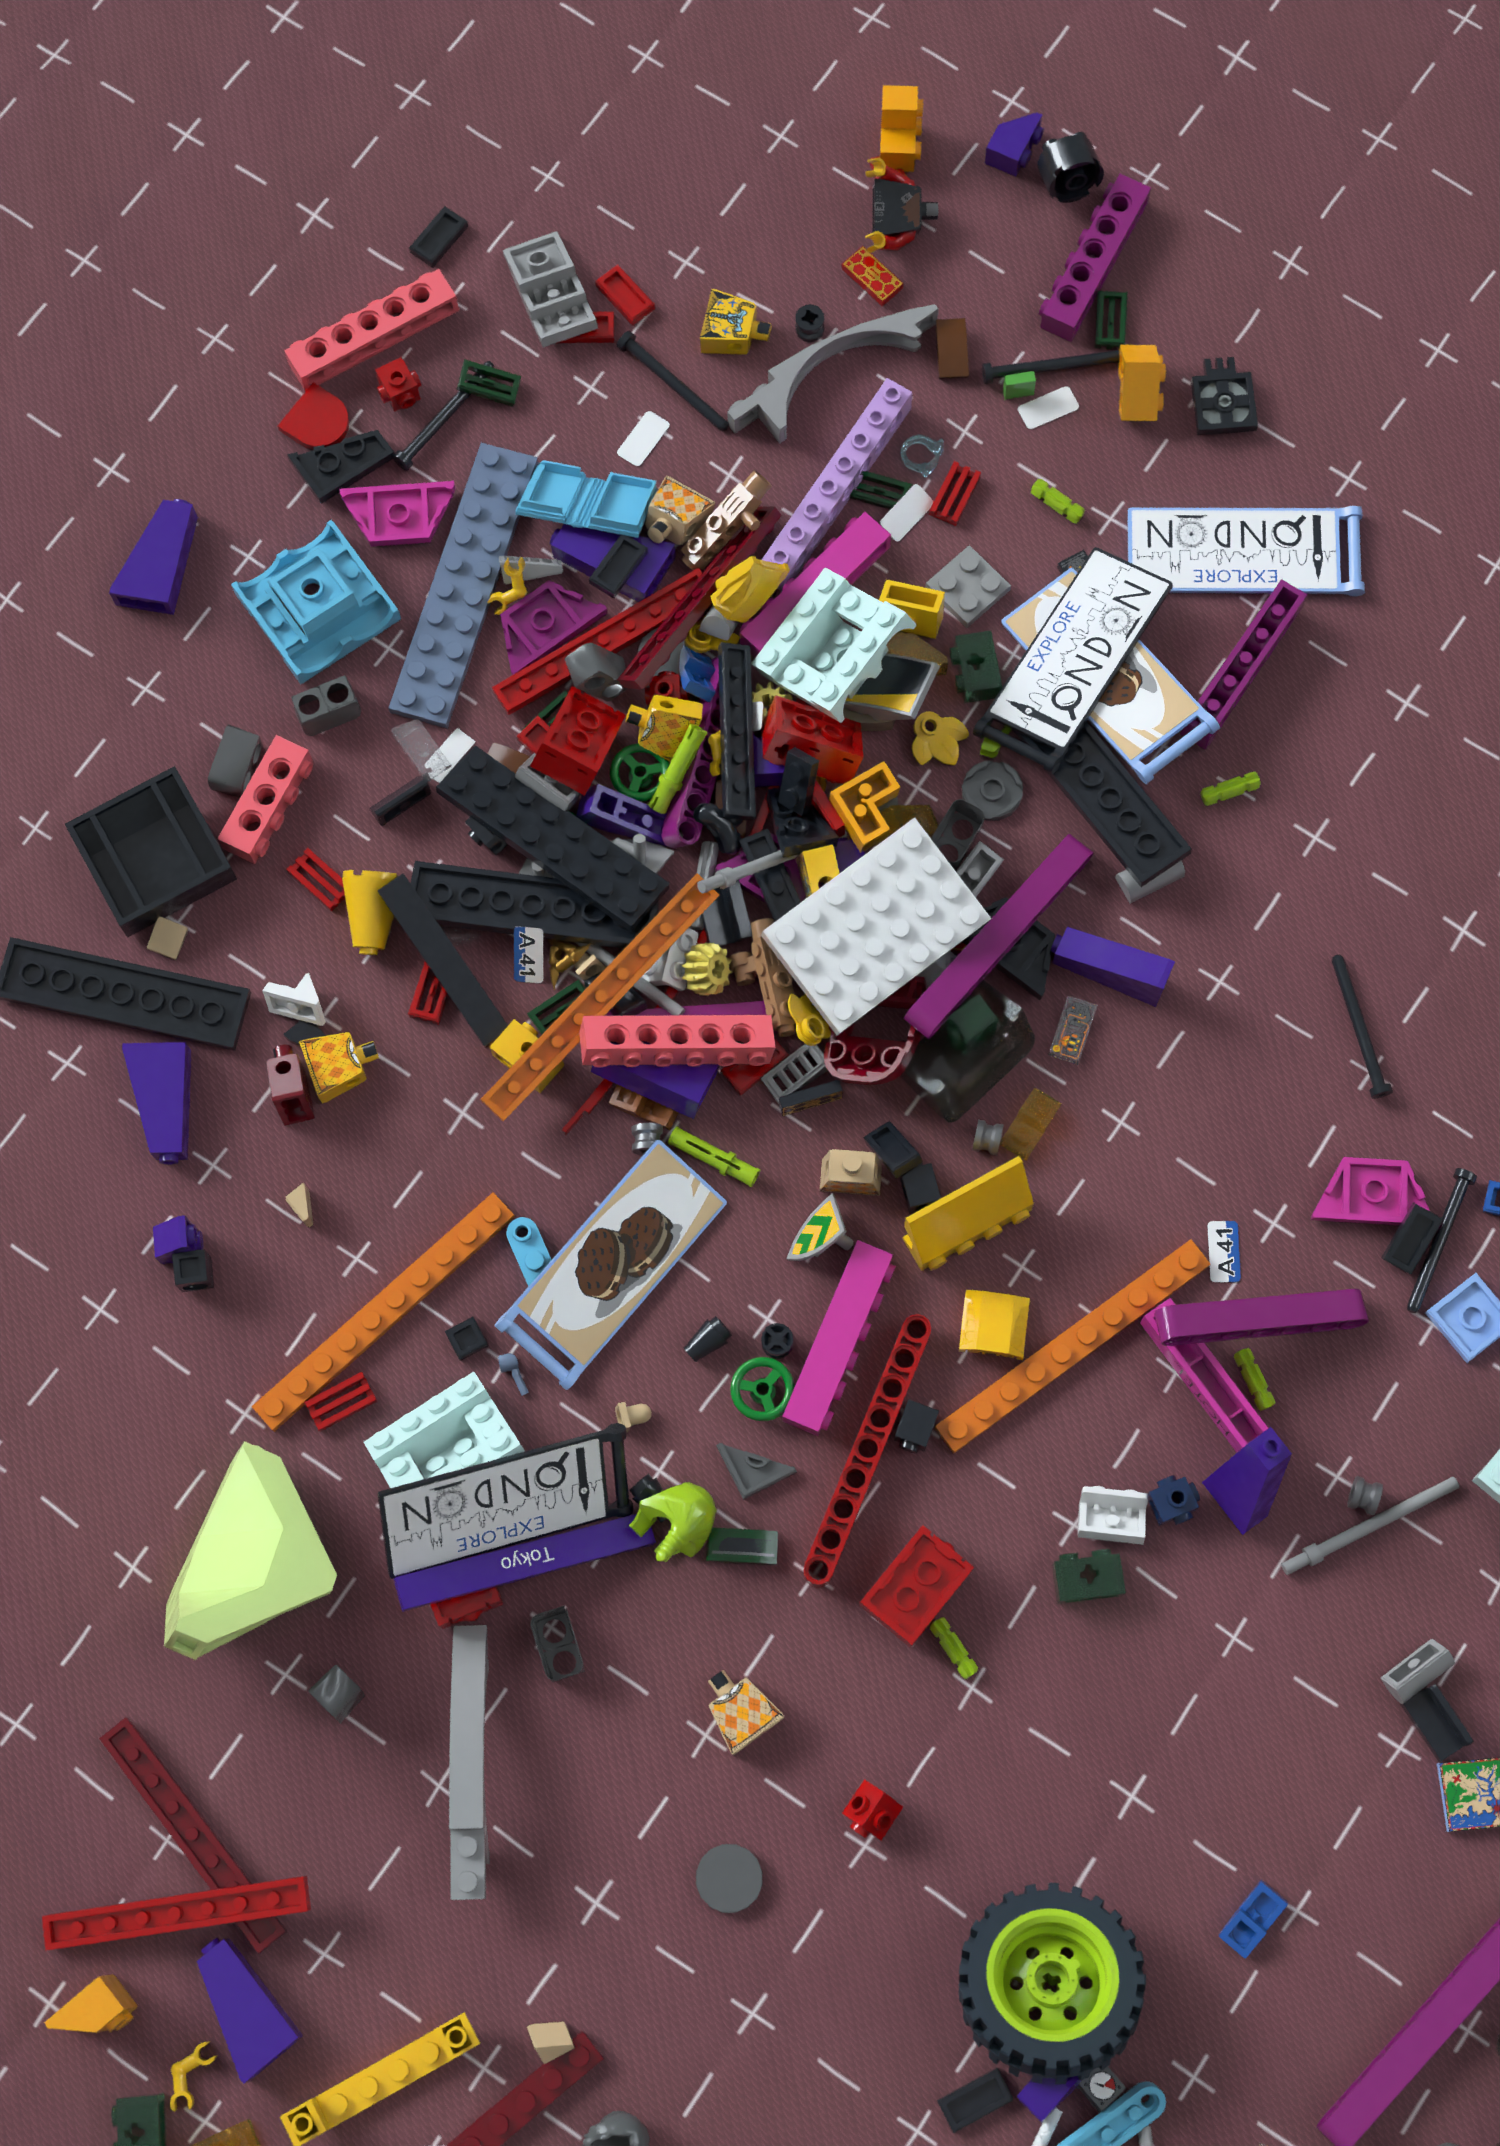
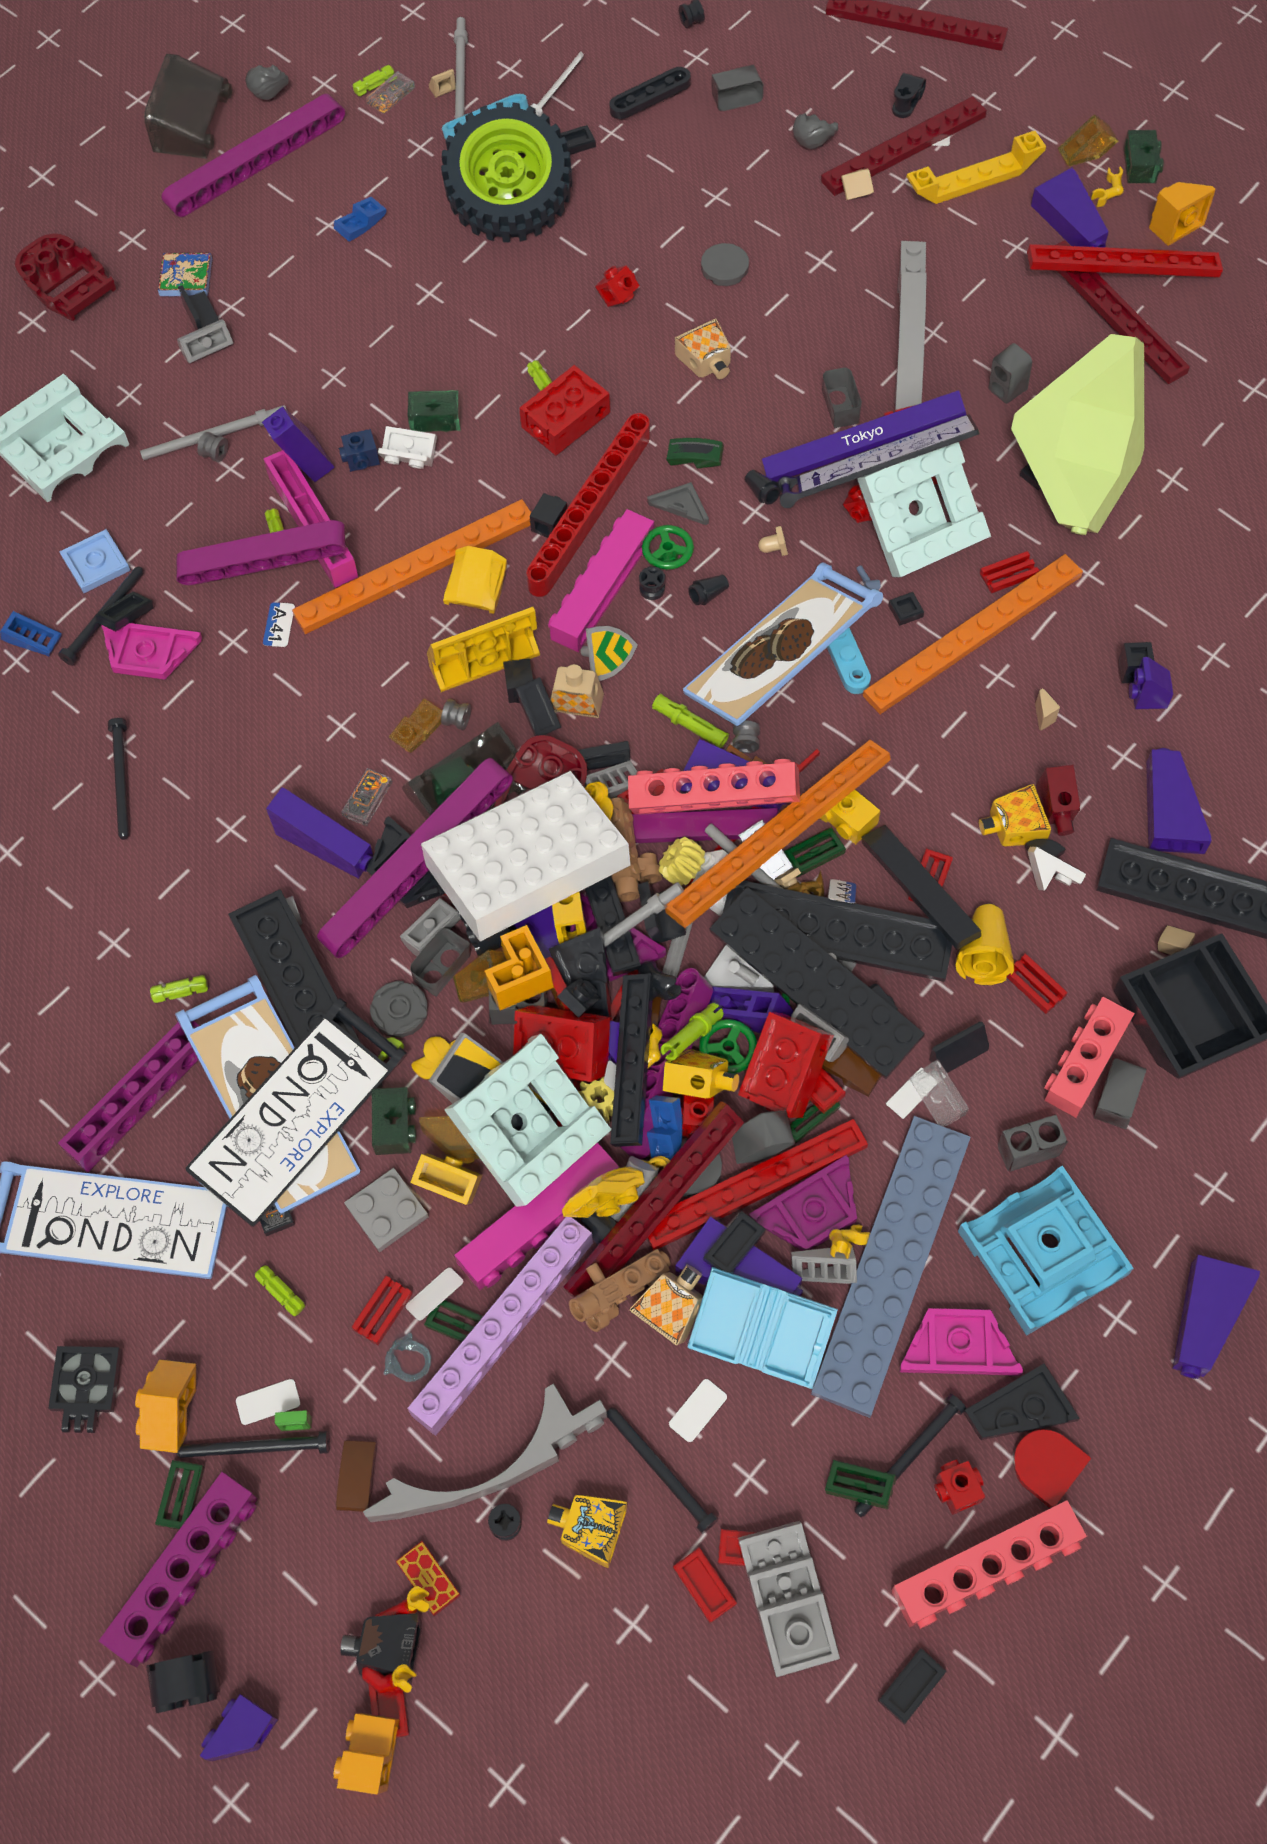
camera: 175 degrees left, 10 degrees down
(690, 1514) = (736, 459): lime piece -> none

